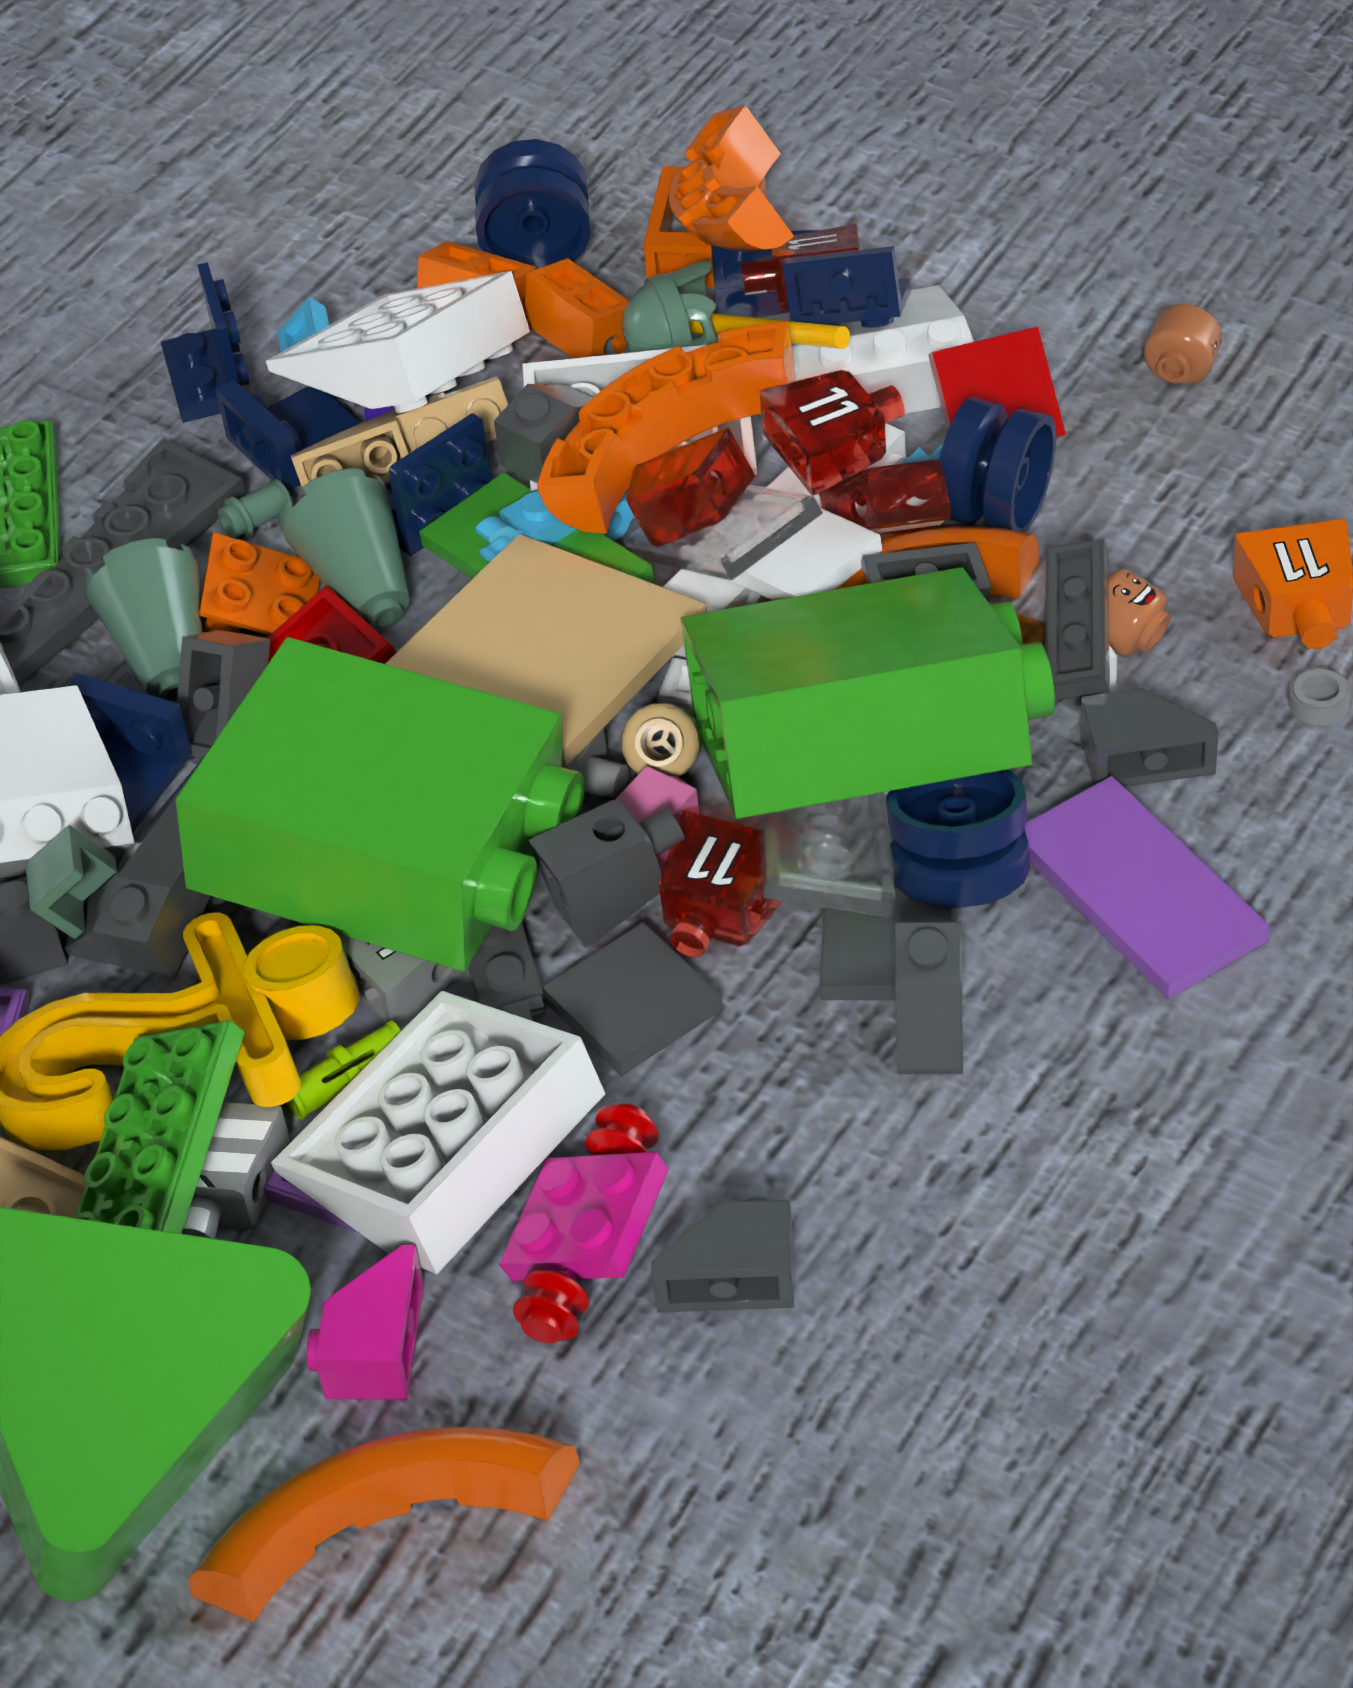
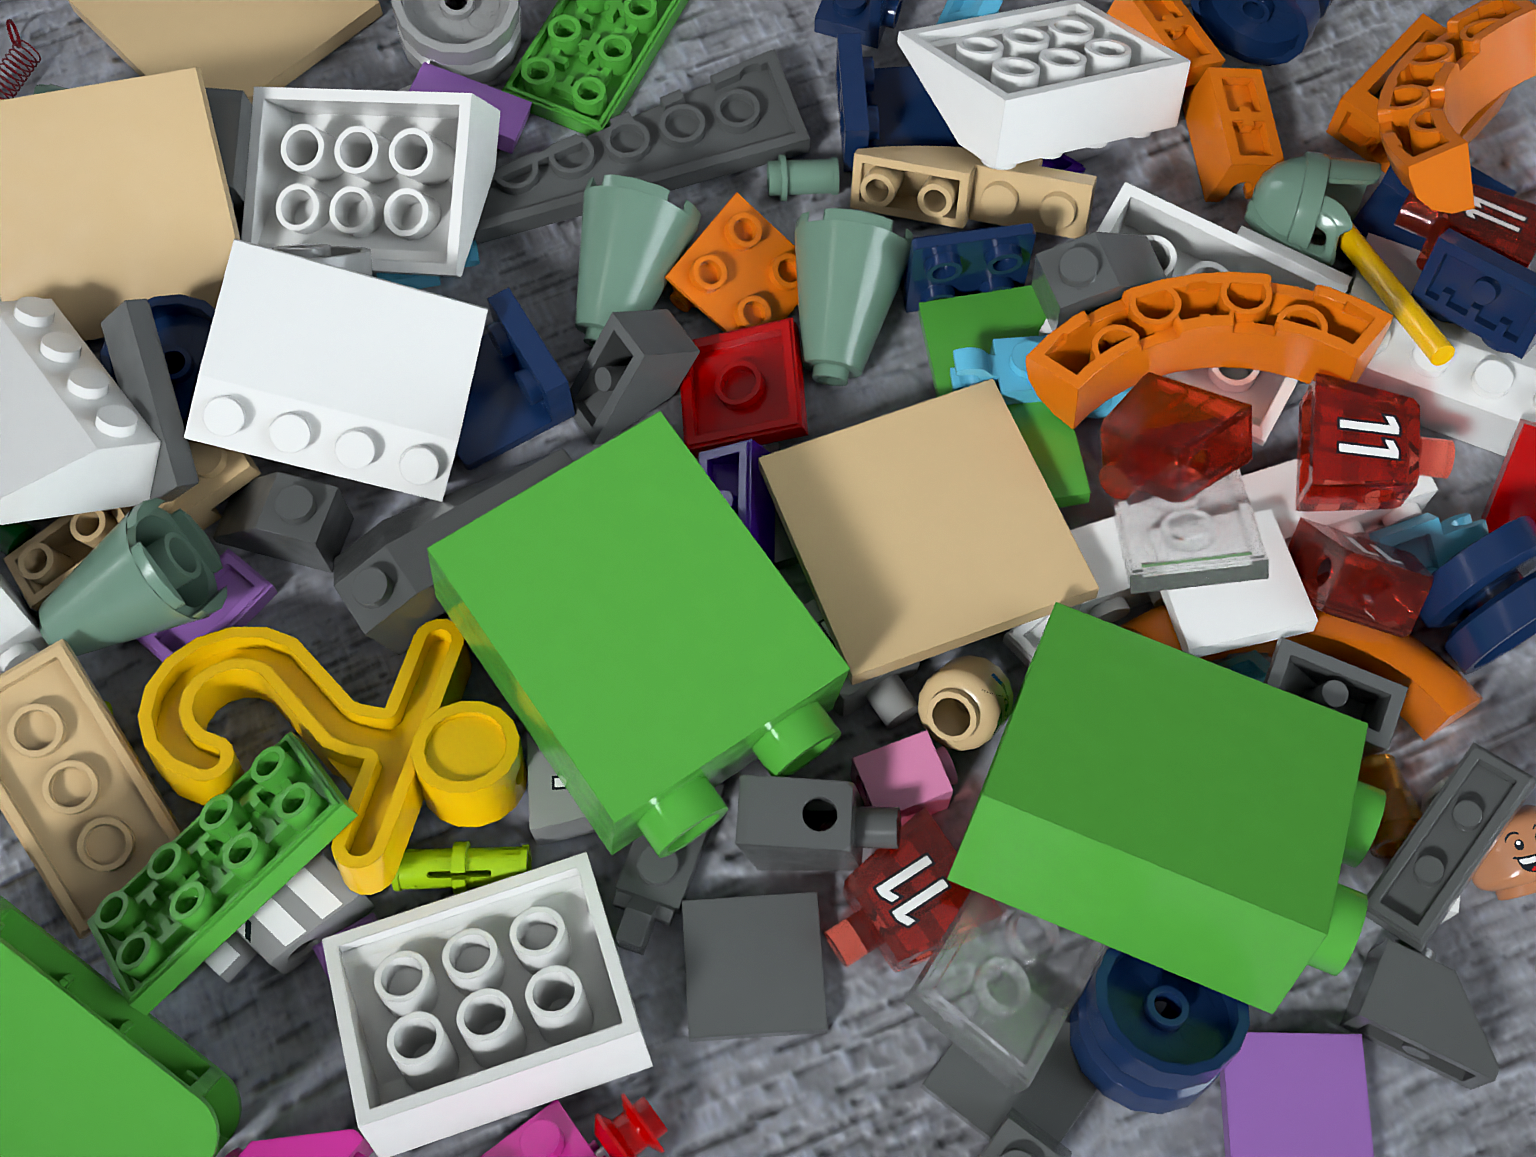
camera: 30 degrees right, 20 degrees up
(64, 876) = (340, 514): sand green panel -> none

